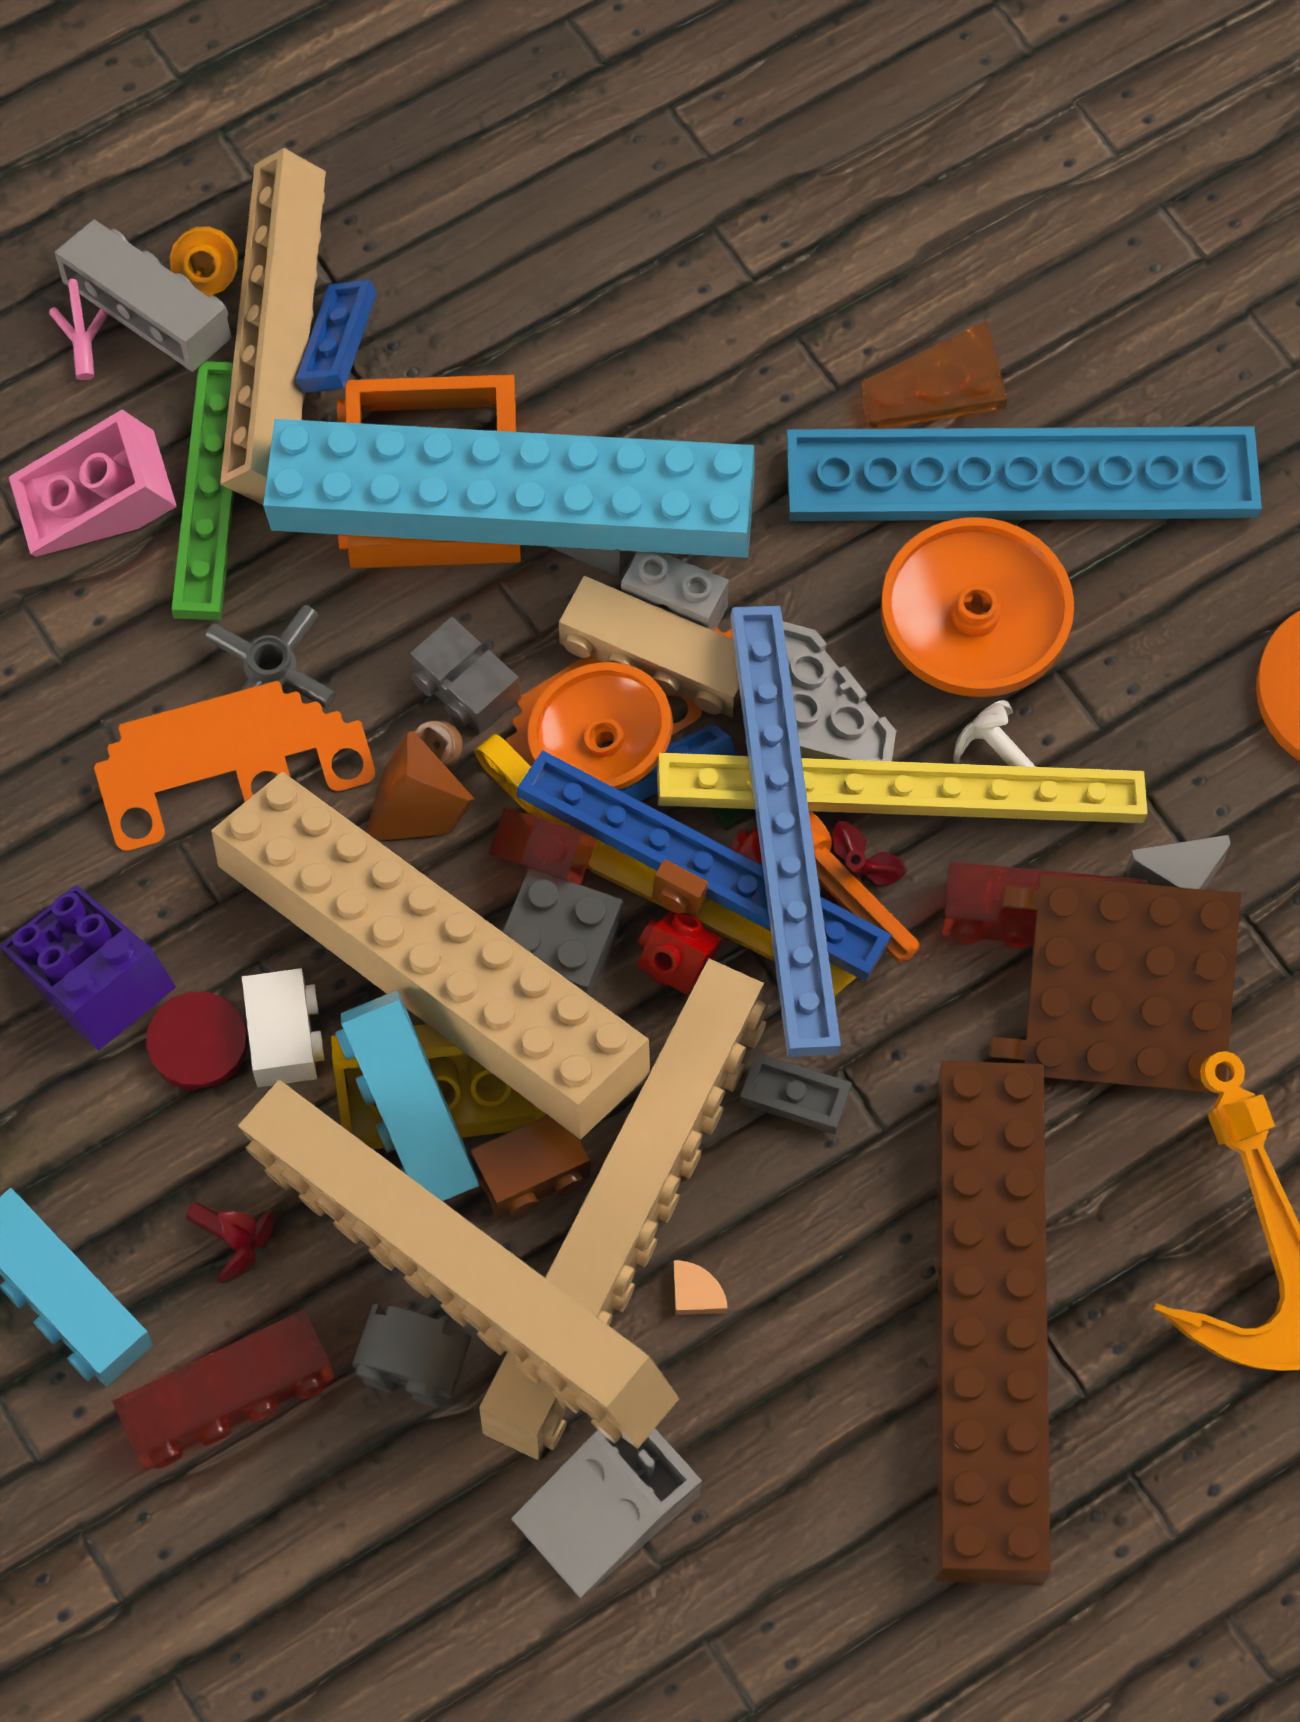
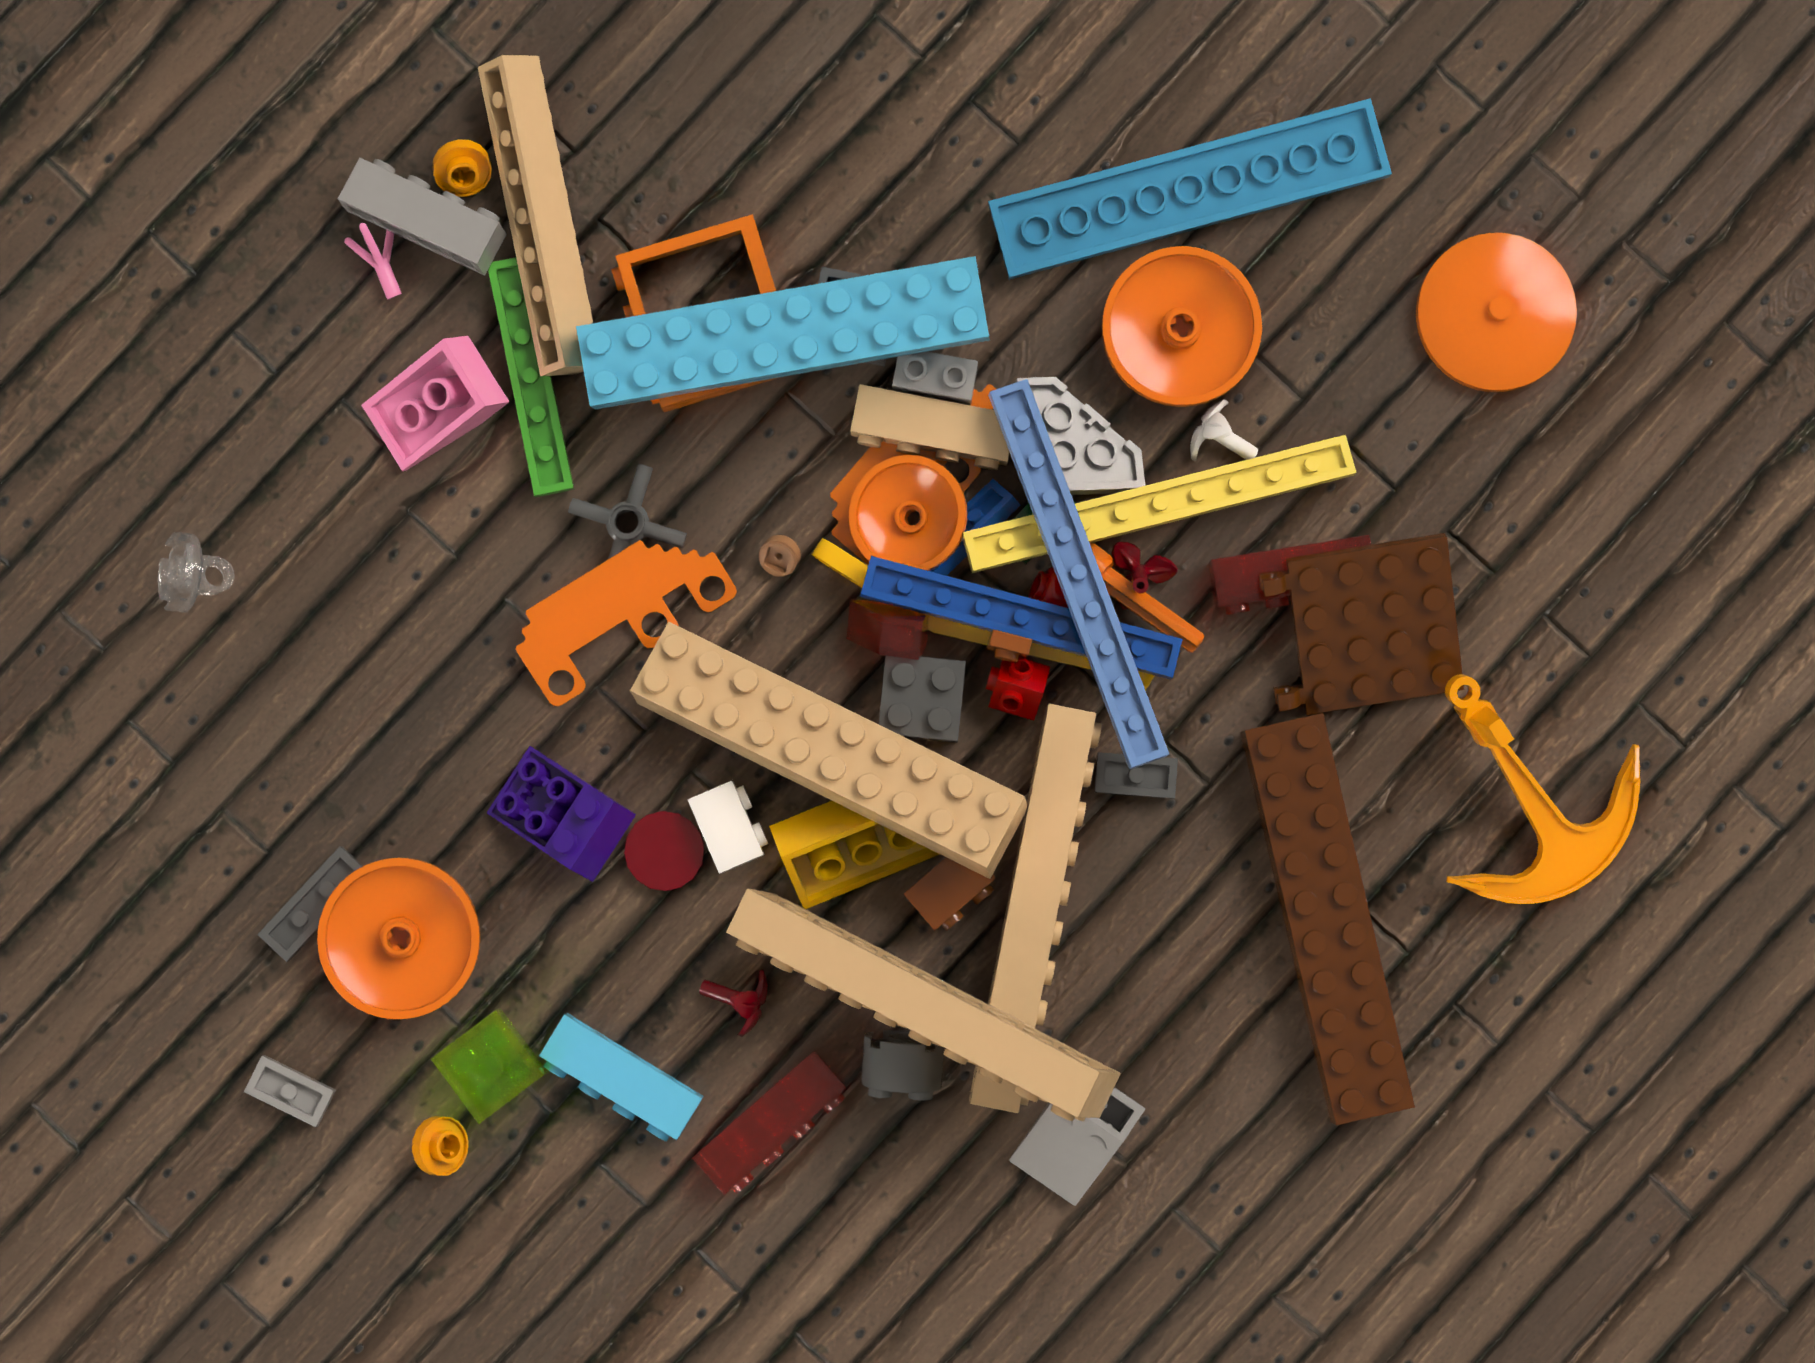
camera: 15 degrees left, 20 degrees up
(336, 336) = (594, 212): blue plate -> none
(406, 1095) = (847, 872): medium azure brick -> none
(416, 795) = (774, 603): dark orange slope -> none
(471, 686) = (785, 492): flat silver piece -> none
(697, 1290) = (1099, 950): light nougat tile -> none
(938, 383) = (1100, 119): clear orange wing -> none
(1179, 864) = (1394, 514): light grey slope -> none

